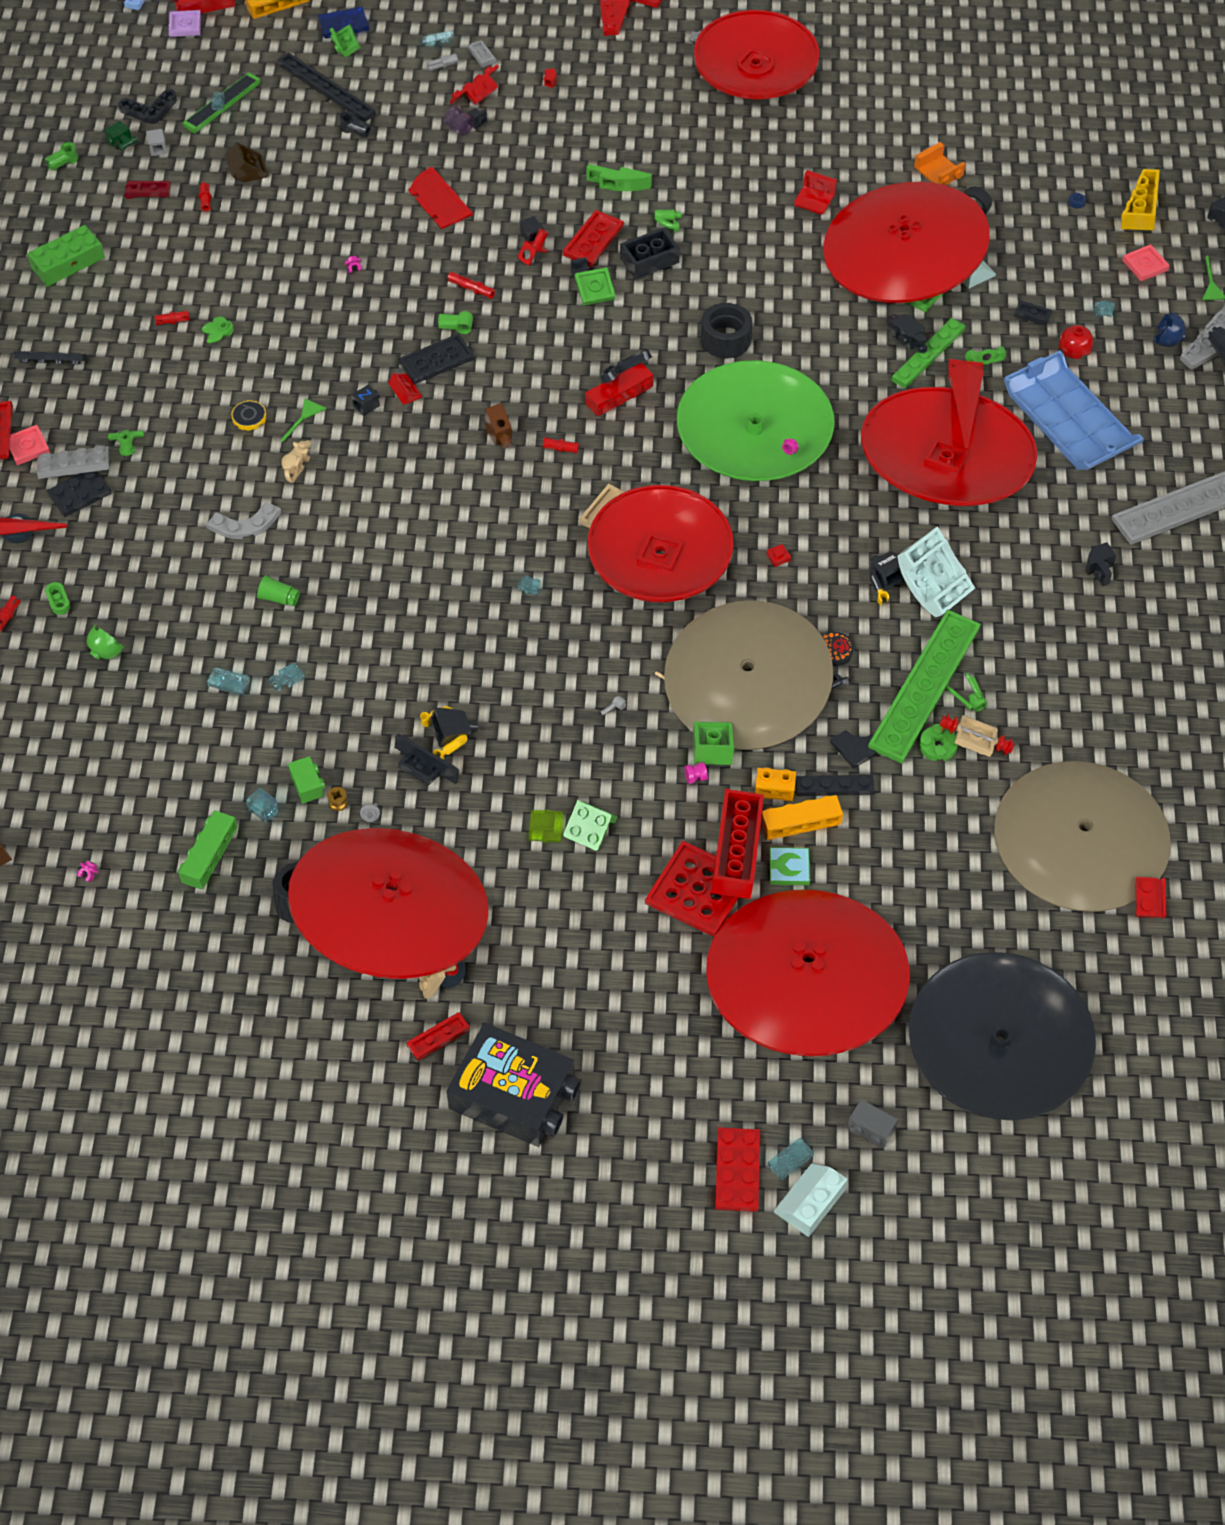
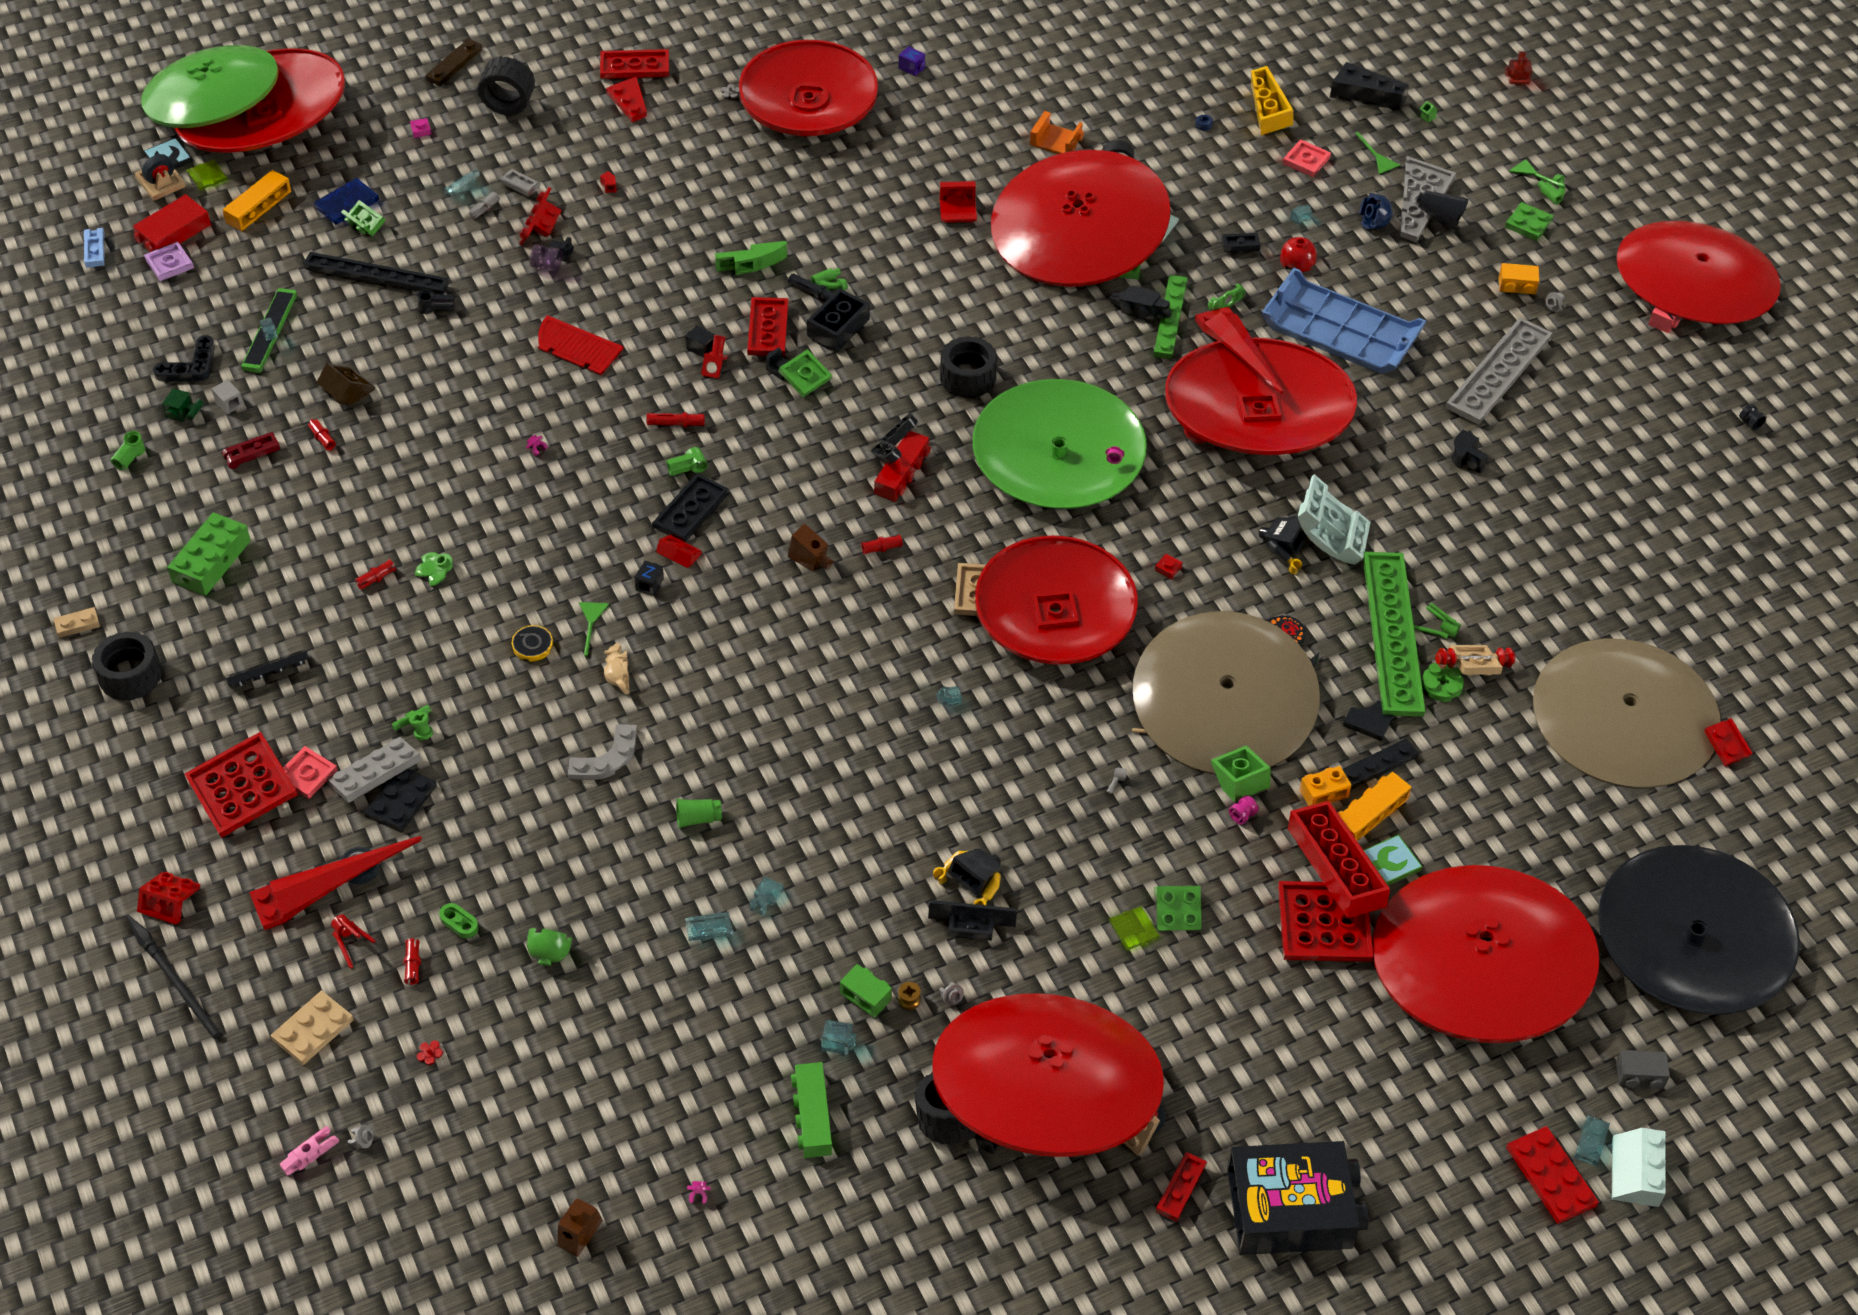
camera: 30 degrees left, 5 degrees down
(648, 218) = (819, 291): none -> black pin
(861, 62) = (911, 61): none -> dark purple brick

